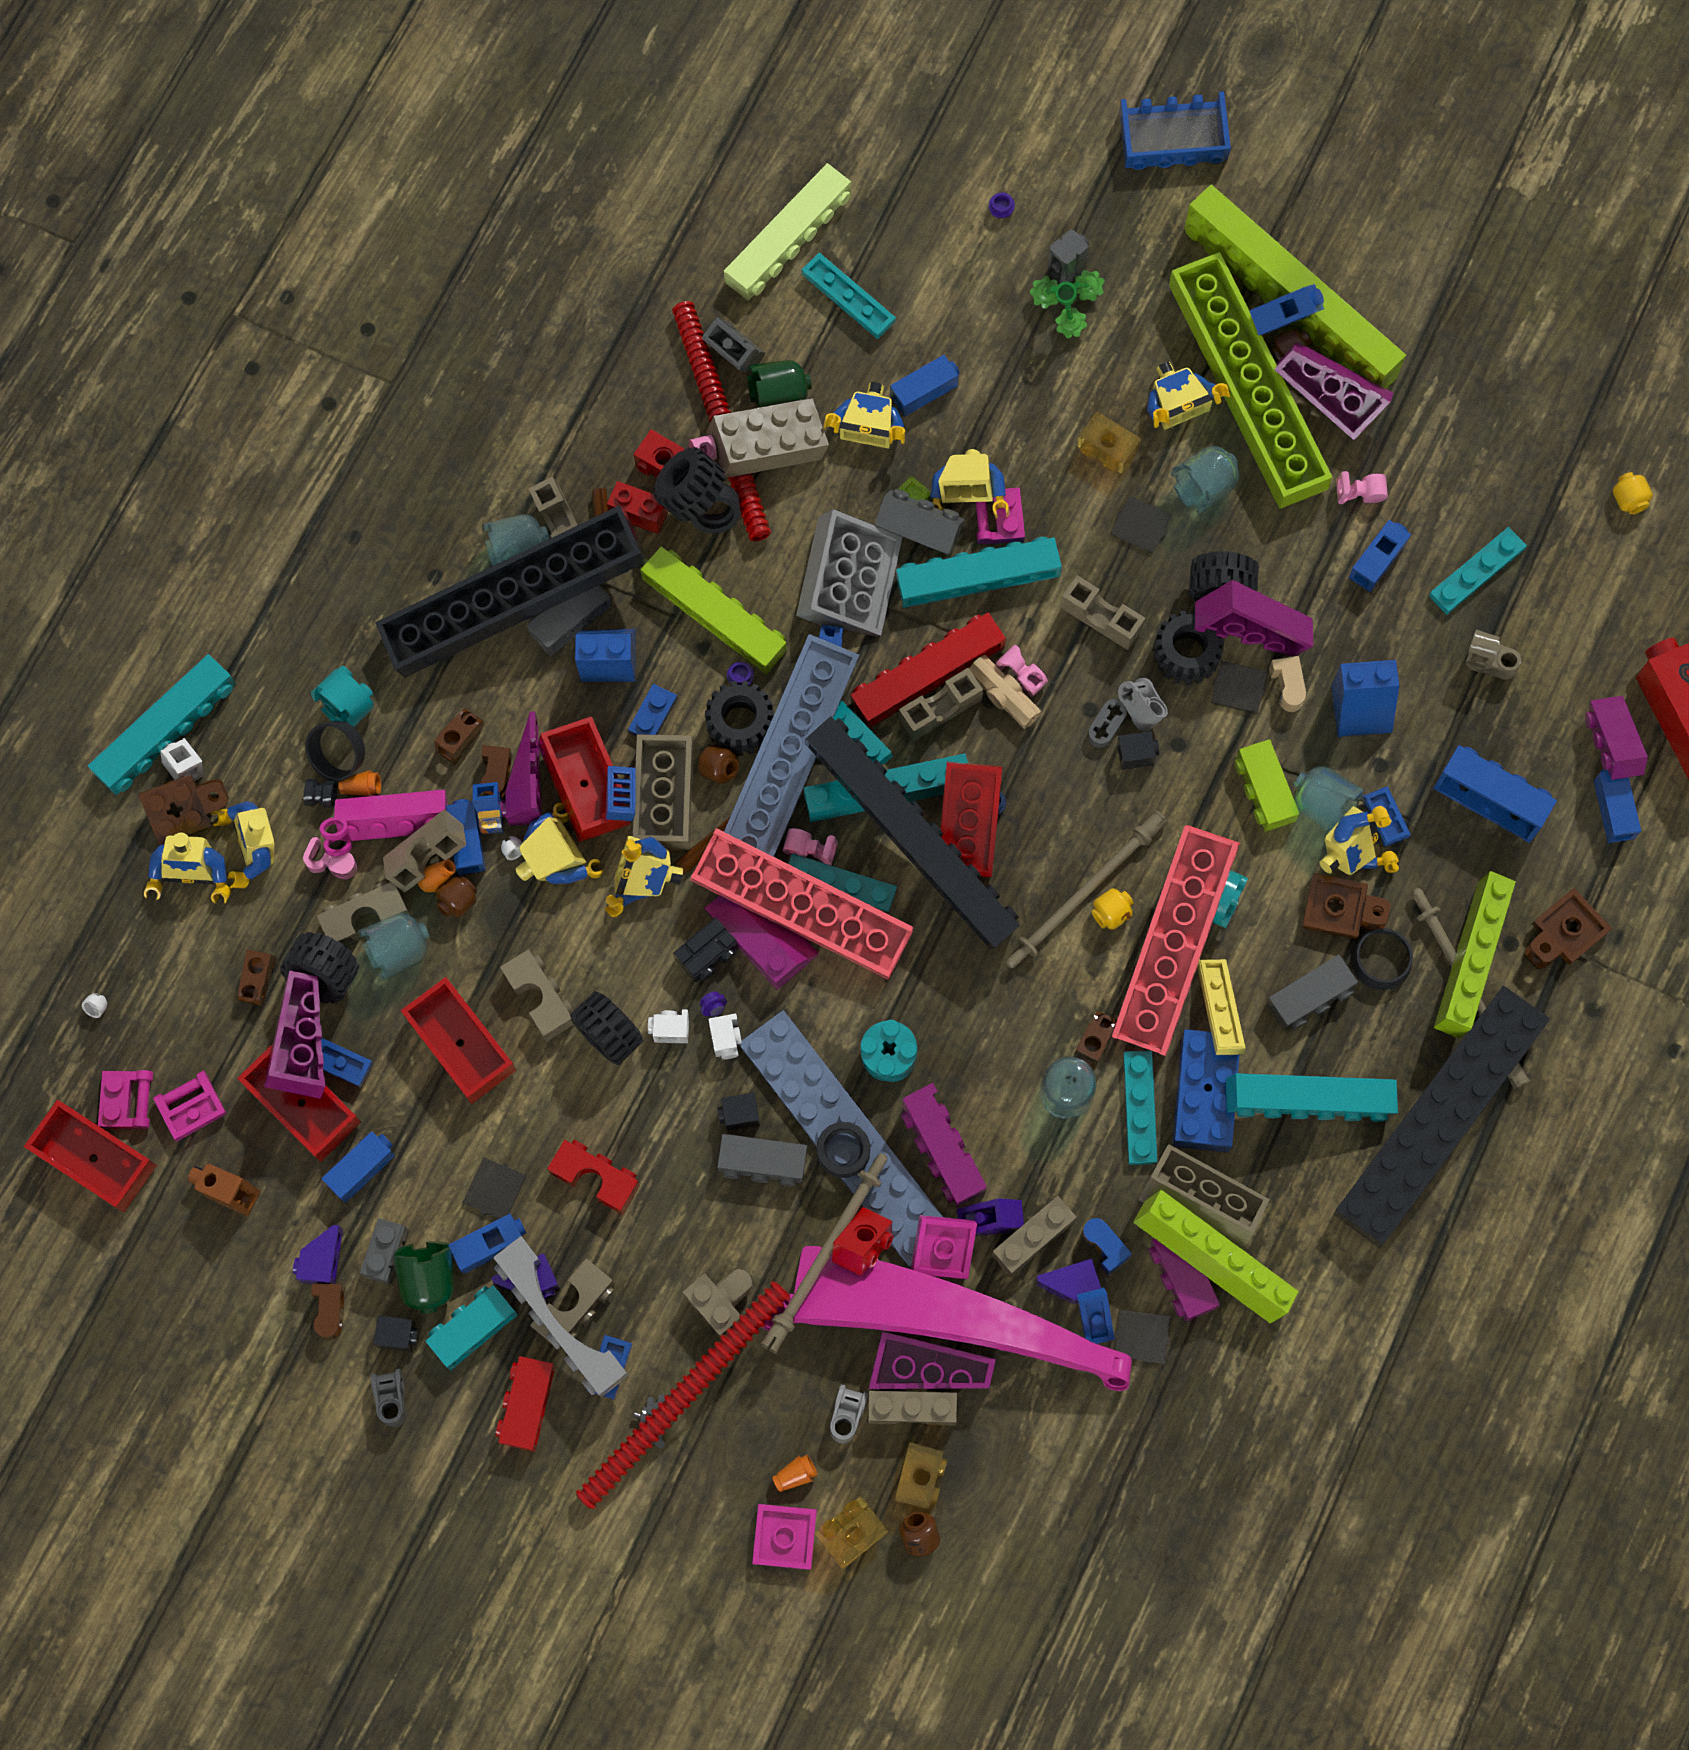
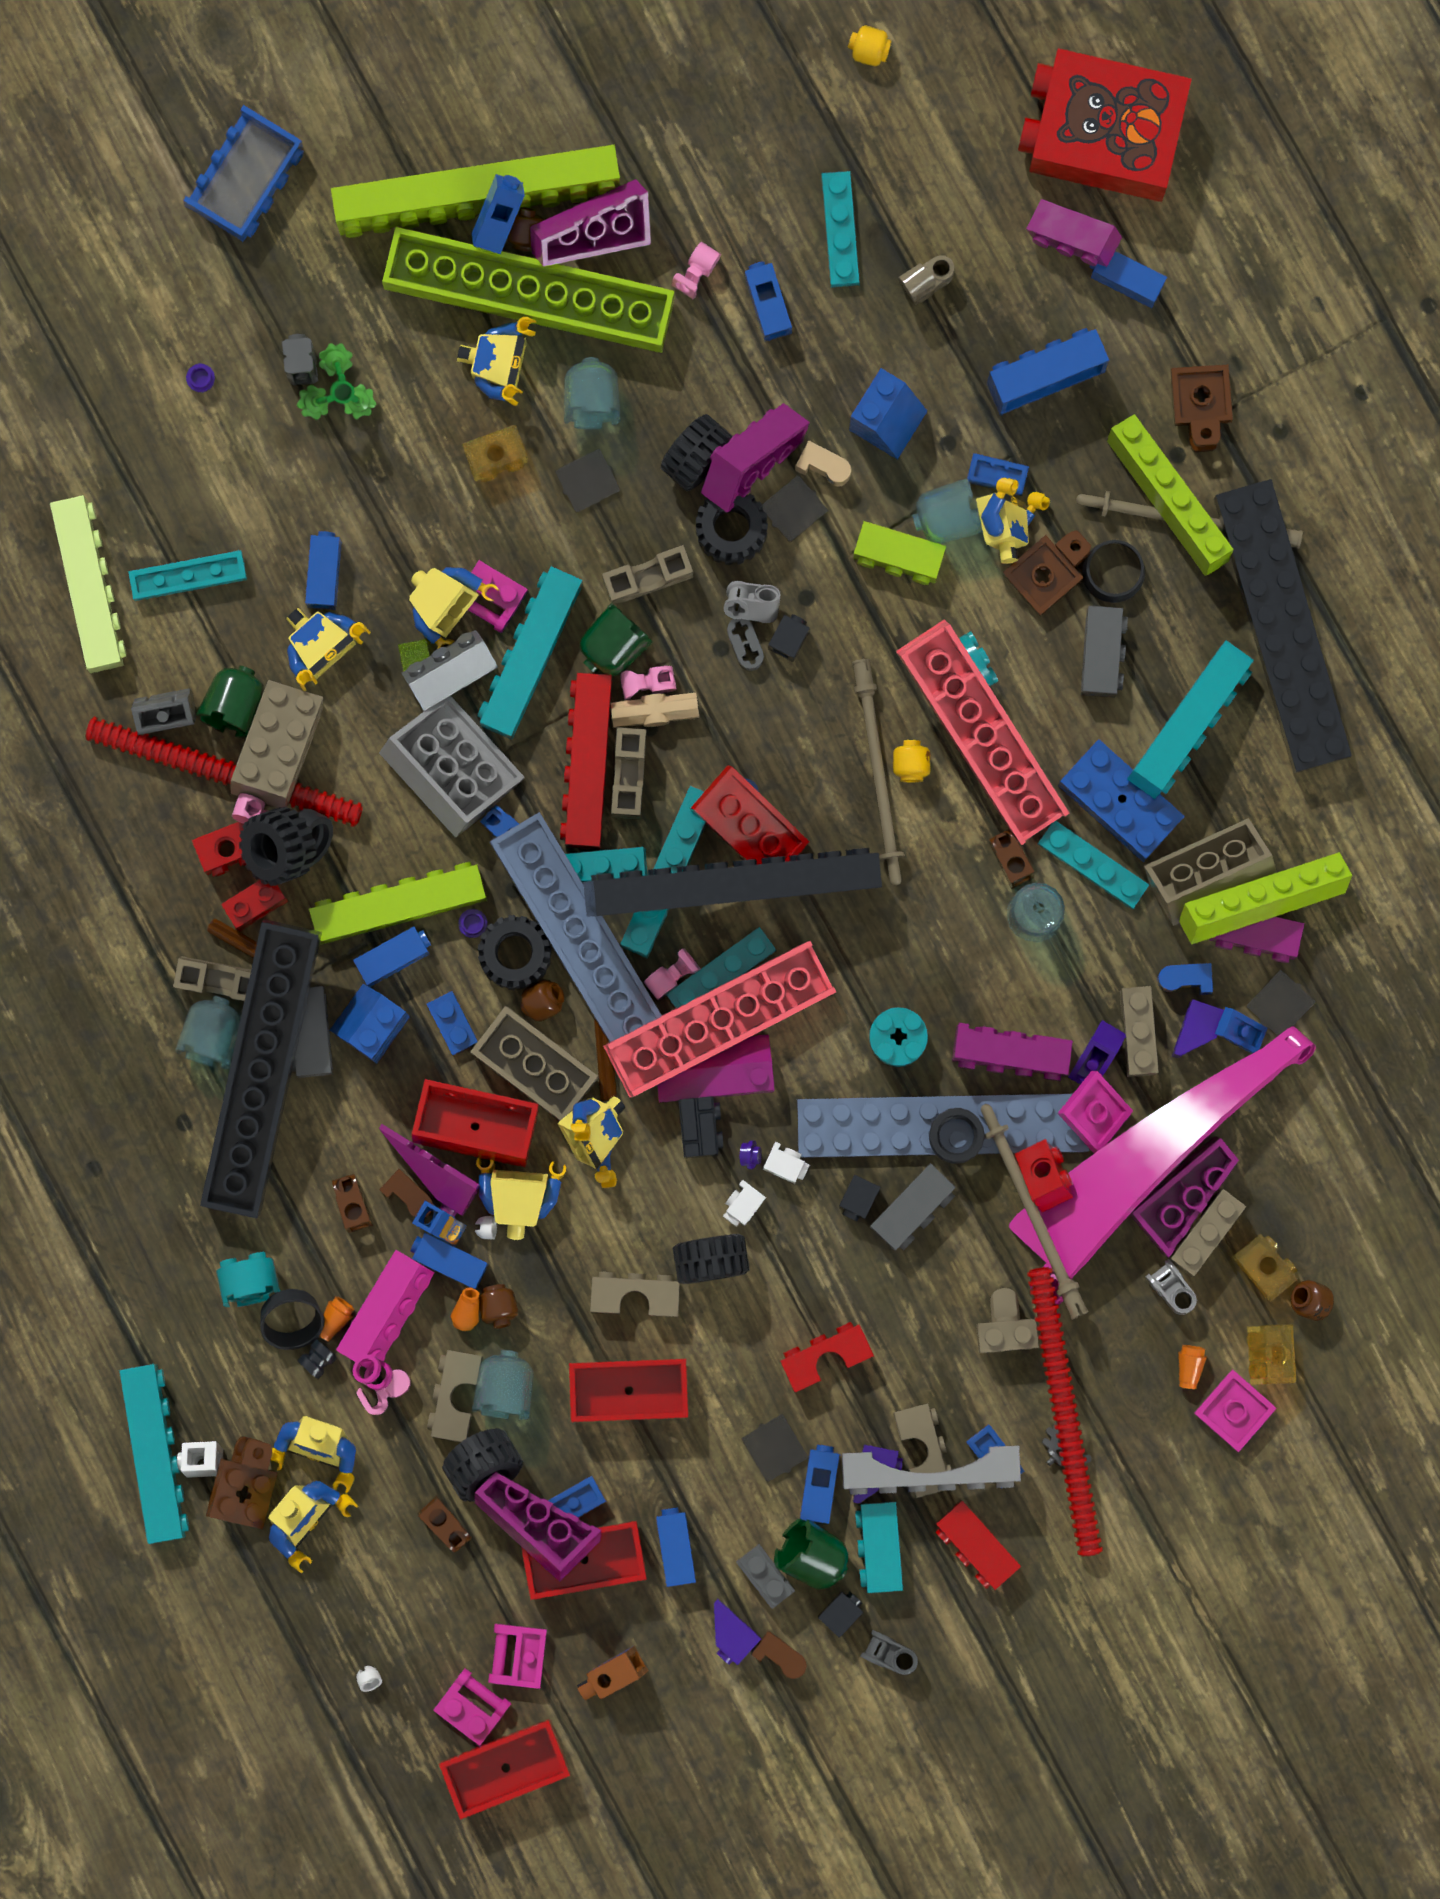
camera: 55 degrees left, 10 degrees up
(407, 861) = (437, 1325): dark tan arch -> none
(619, 812) = (525, 1122): blue slope -> none
(670, 633) = (392, 956): none -> blue brick
(1031, 622) = (613, 642): none -> dark green cylinder
(1221, 1007) = (1063, 736): light yellow tile -> none

